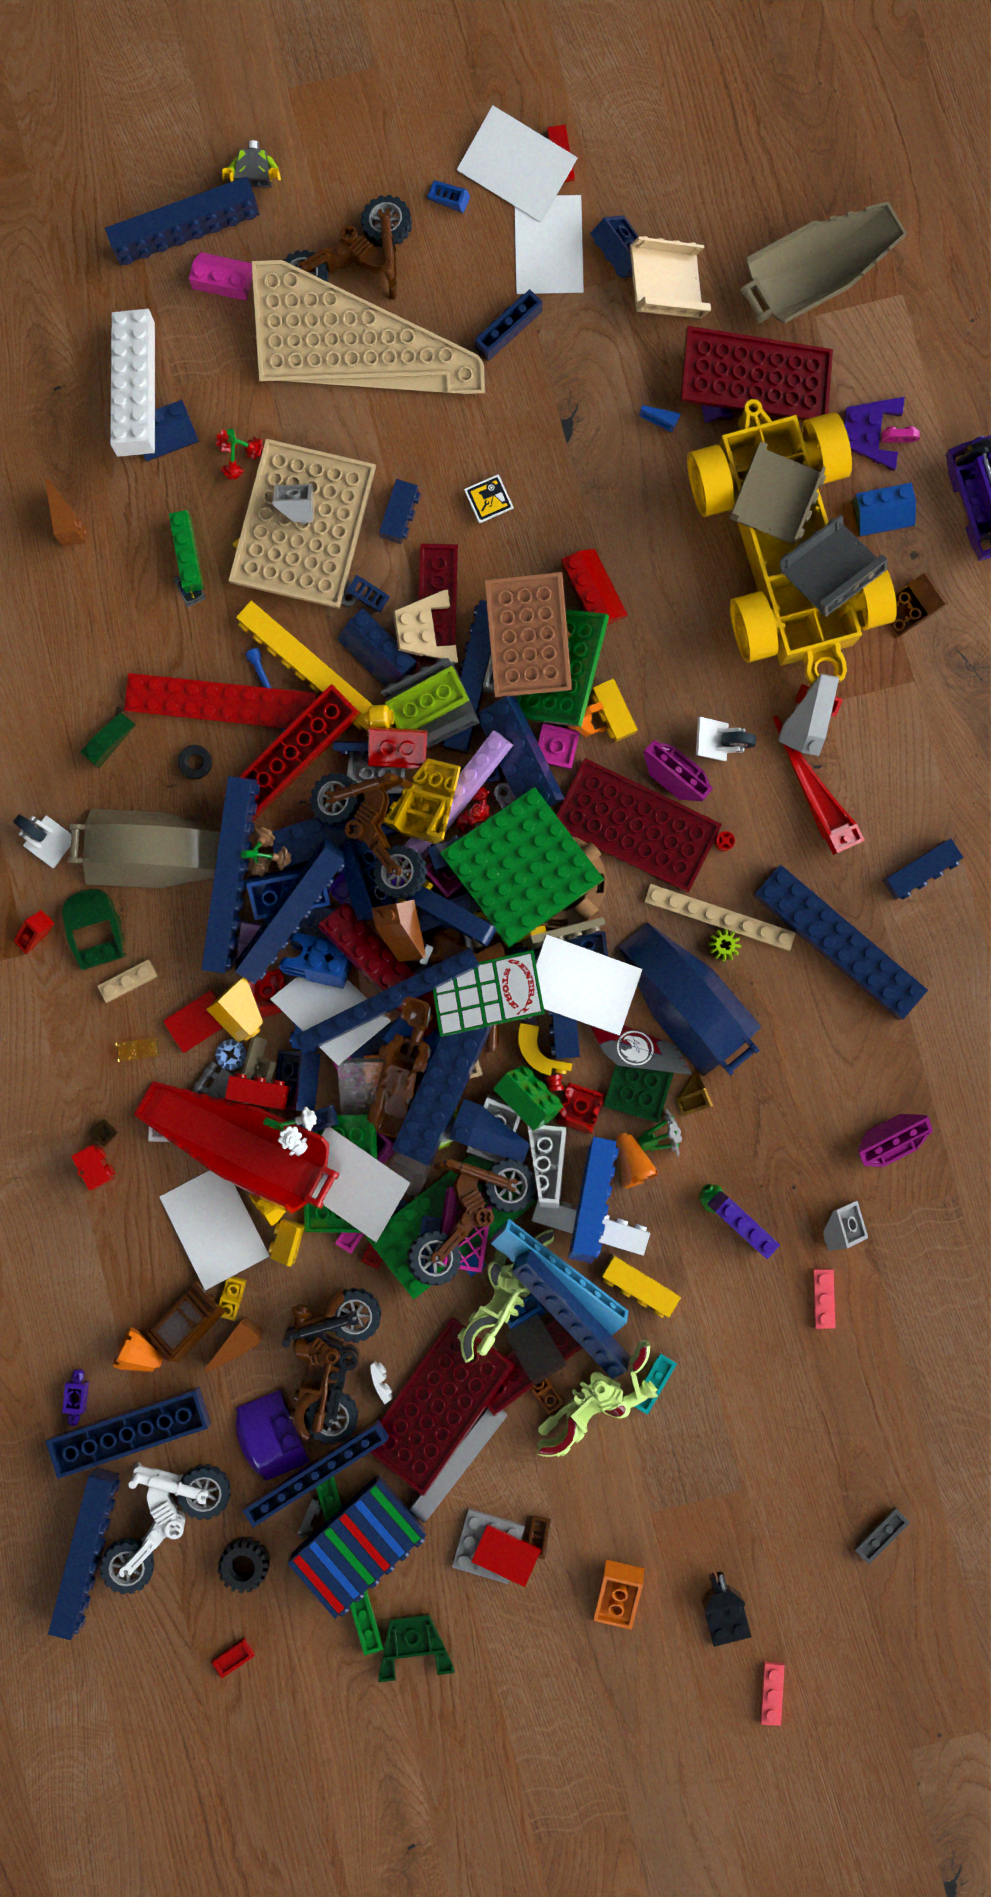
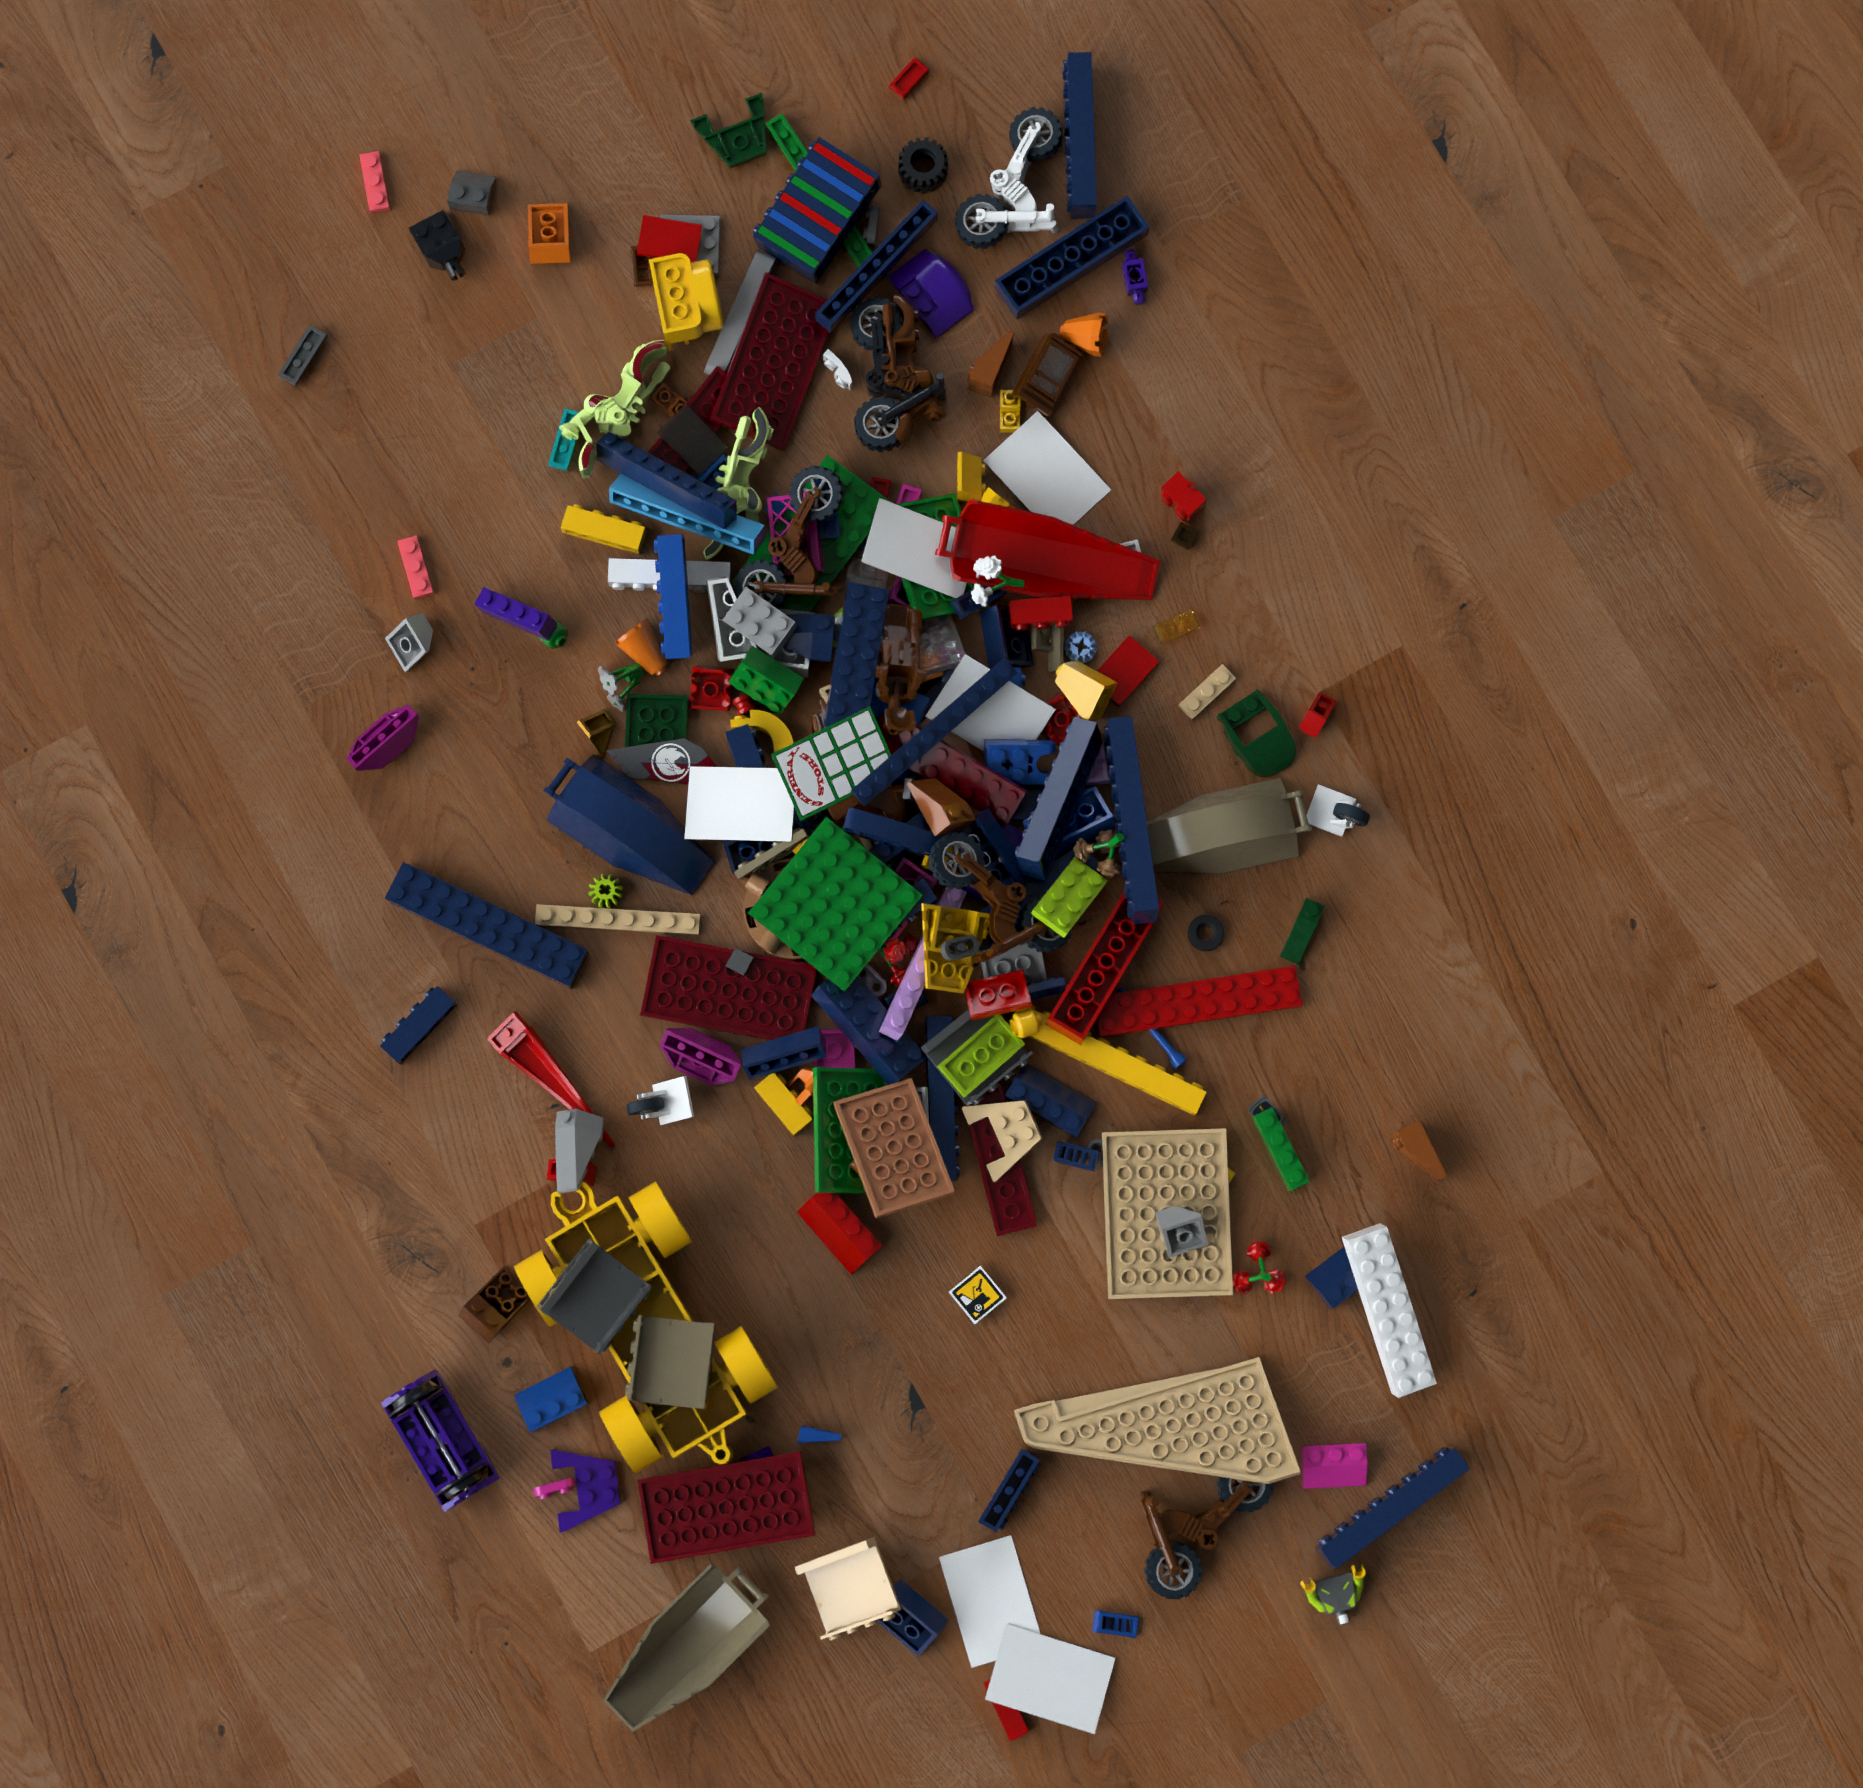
camera: 160 degrees right, 5 degrees down
(218, 1087) = (1081, 612): flat silver plate -> none
(307, 815) = (1069, 897): none -> lime plate
(399, 511) = (1068, 1255): dark blue brick -> none
(420, 793) = (958, 947): none -> dark grey plate
(506, 1491) = (685, 297): none -> yellow brick
(520, 1149) = (760, 622): none -> light grey brick
(602, 752) = (784, 1053): none -> dark blue brick
(620, 846) = (739, 961): none -> dark grey tile
(682, 1657) = (471, 192): none -> dark grey slope
(727, 838) = (630, 996): red wheel -> none

